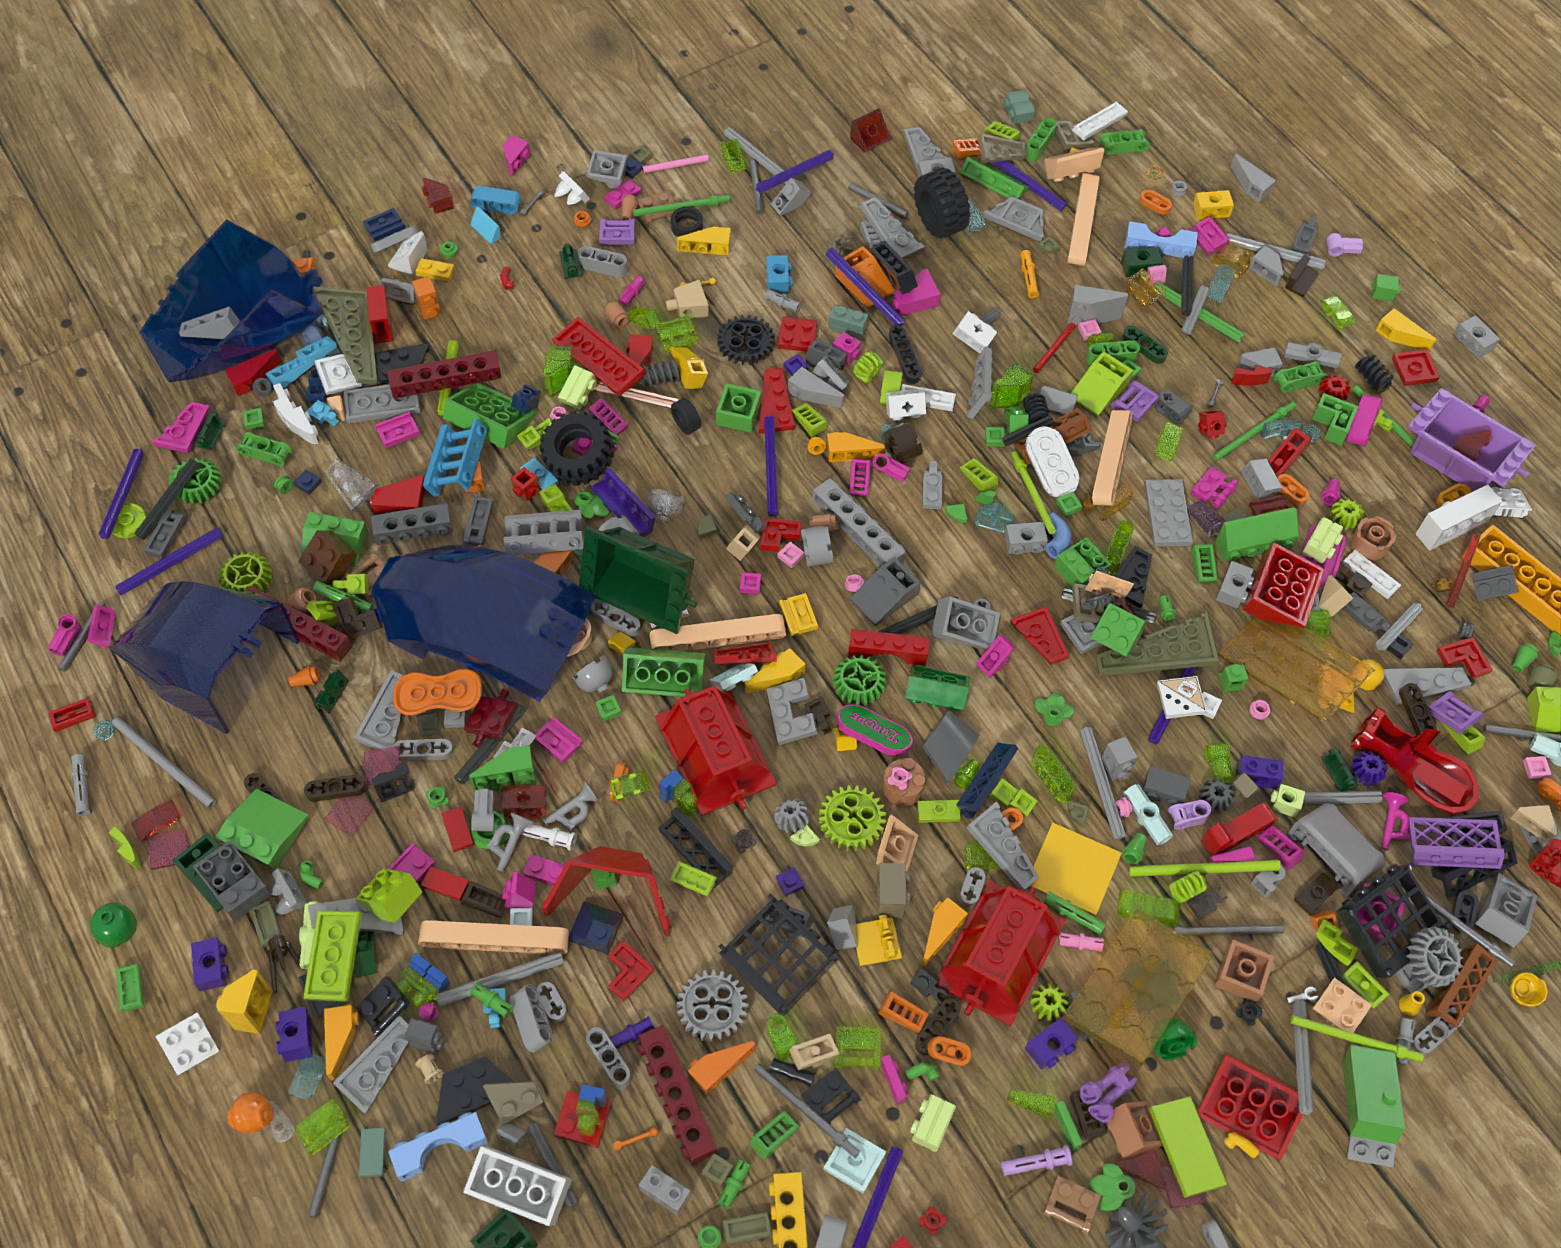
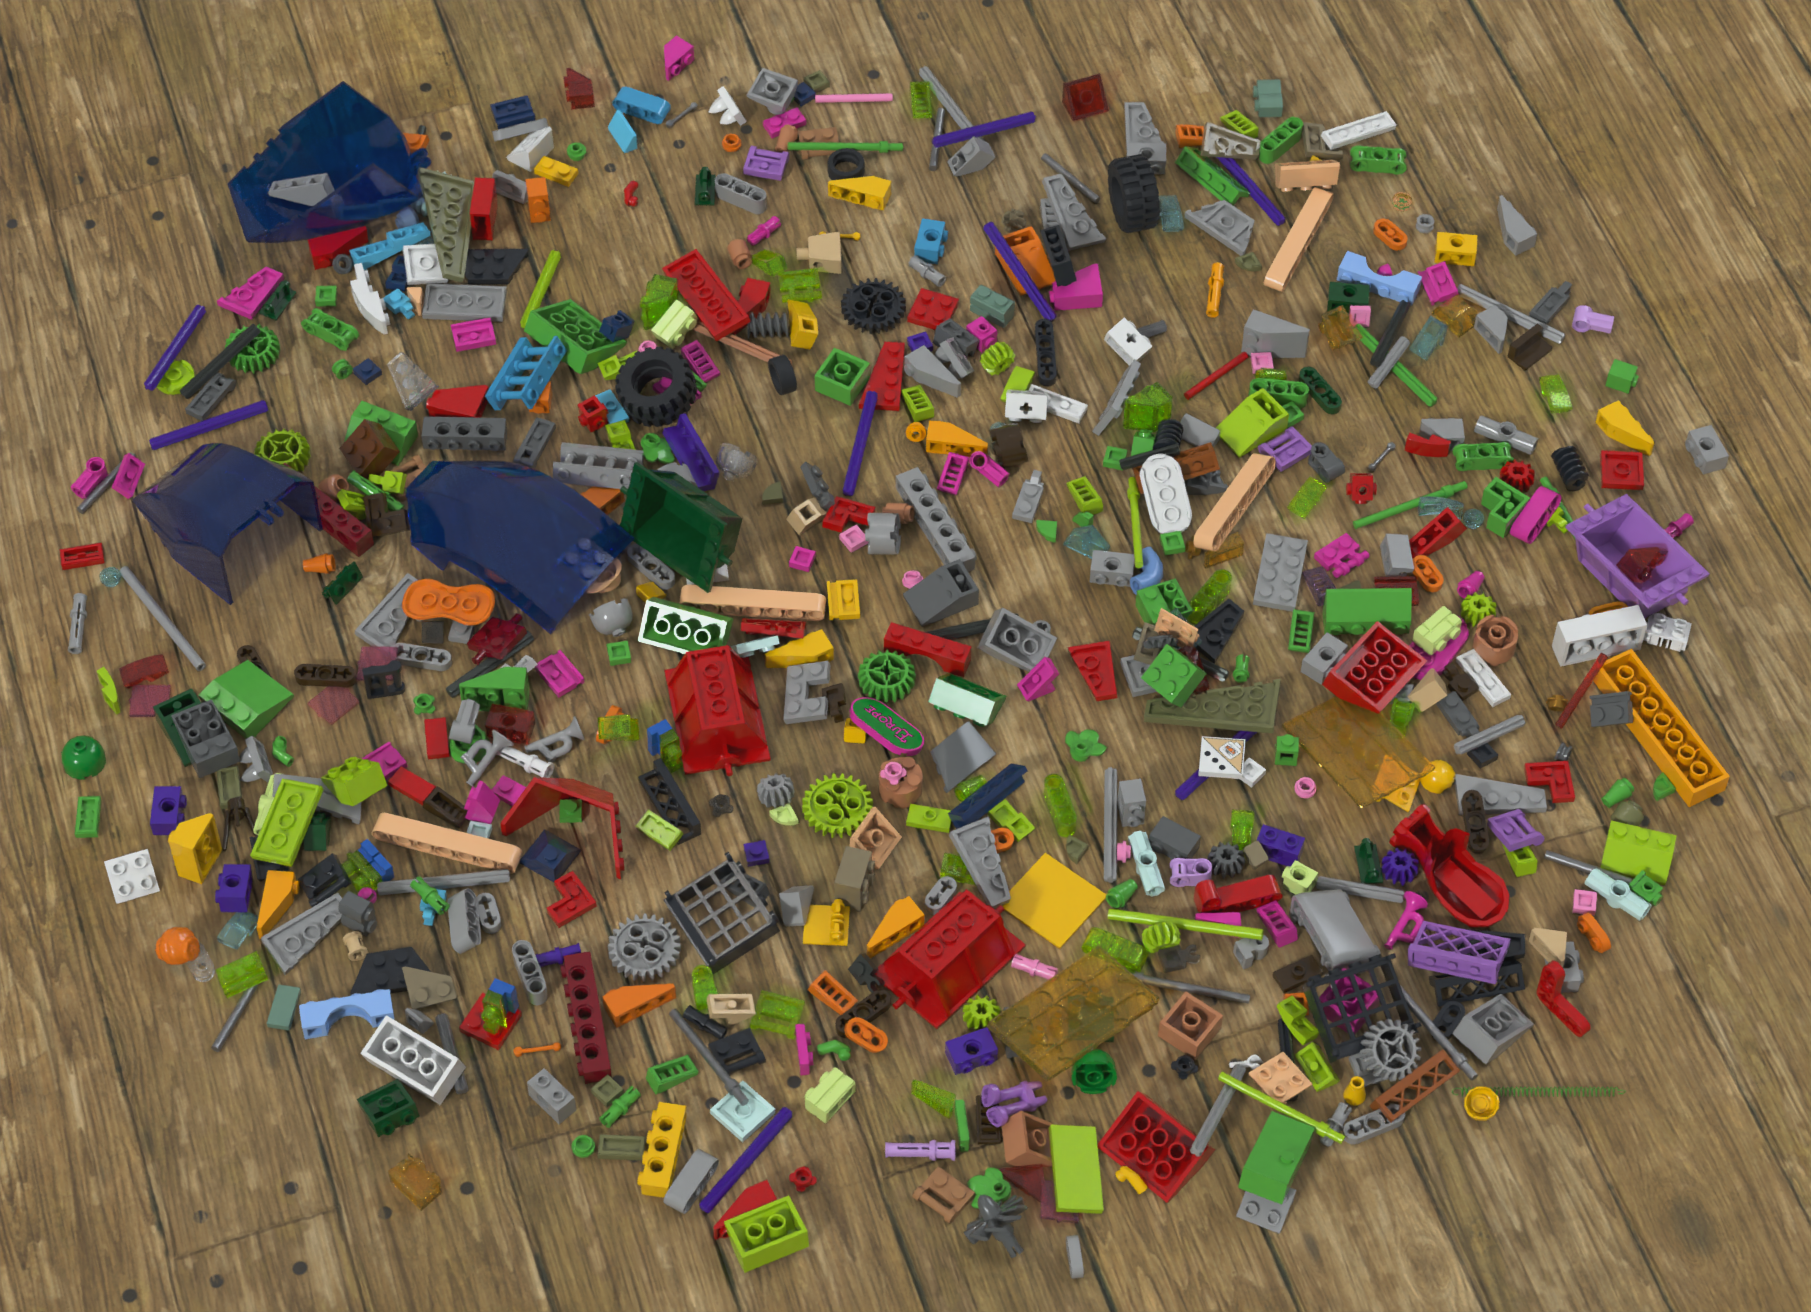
camera: 15 degrees right, 5 degrees down
(444, 374) = (536, 284): dark red brick -> none
(1097, 925) = (1018, 923): bright green pin -> none

